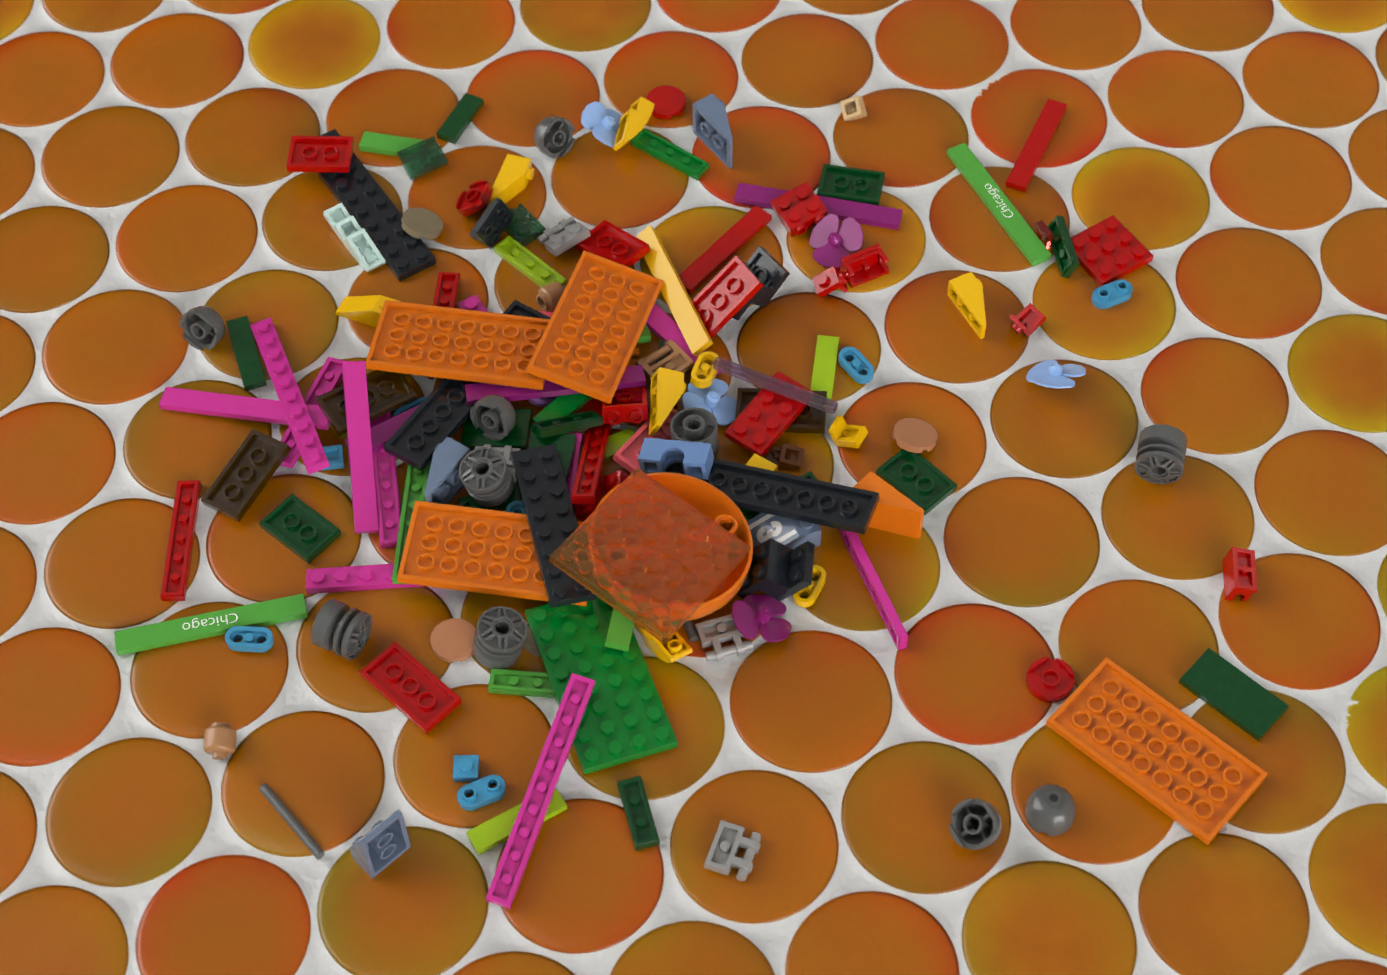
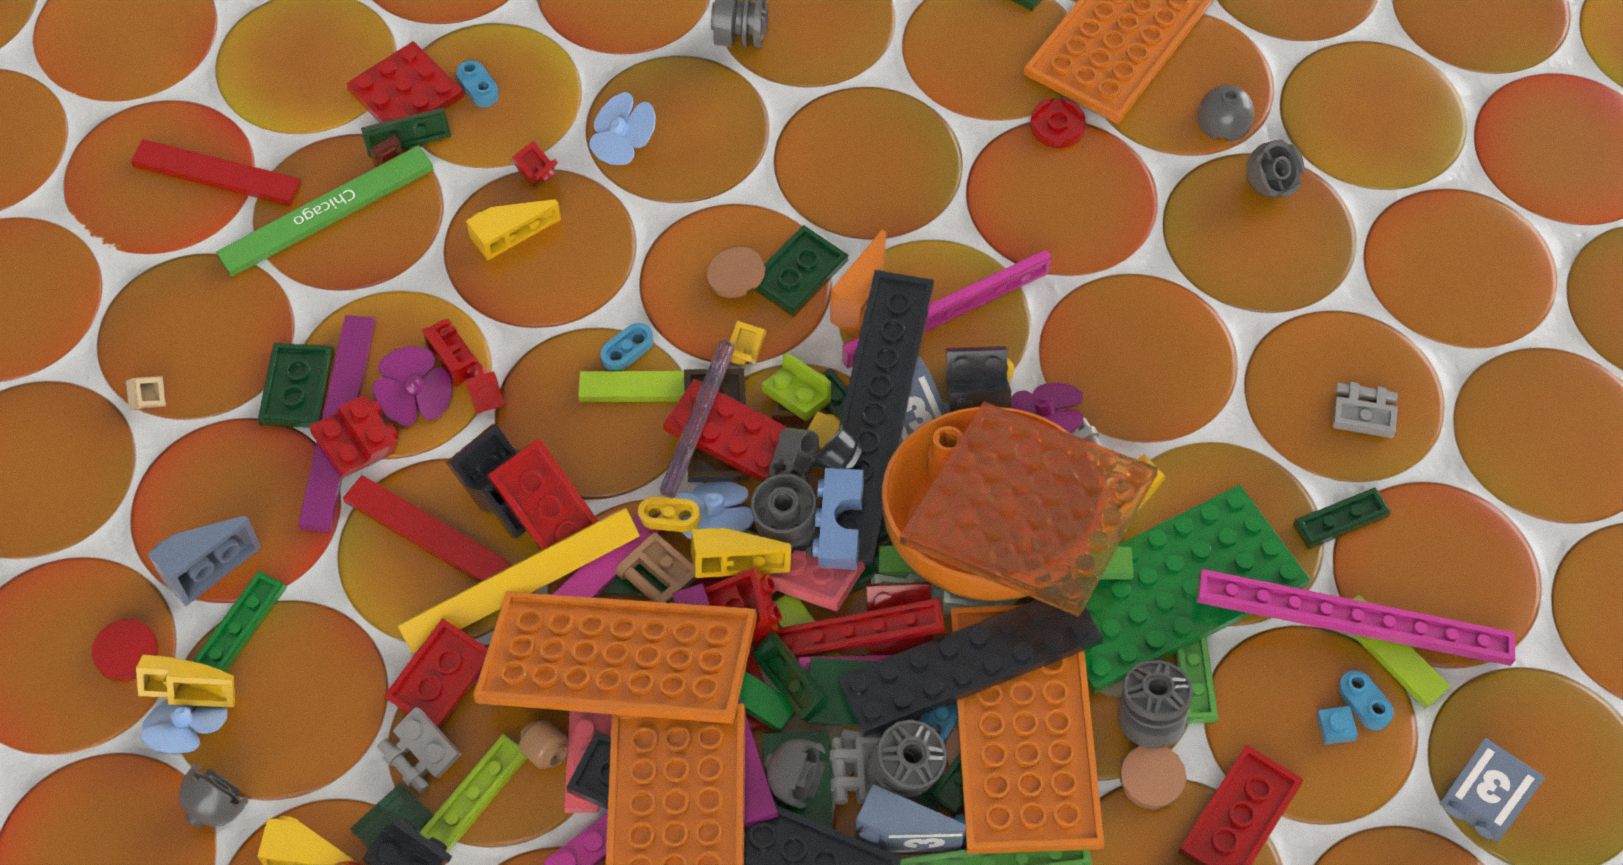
camera: 100 degrees left, 5 degrees up
(723, 454) = (838, 453): none -> black piece
(734, 442) = (794, 452): none -> dark grey piece
(801, 458) = (798, 388): none -> lime bracket

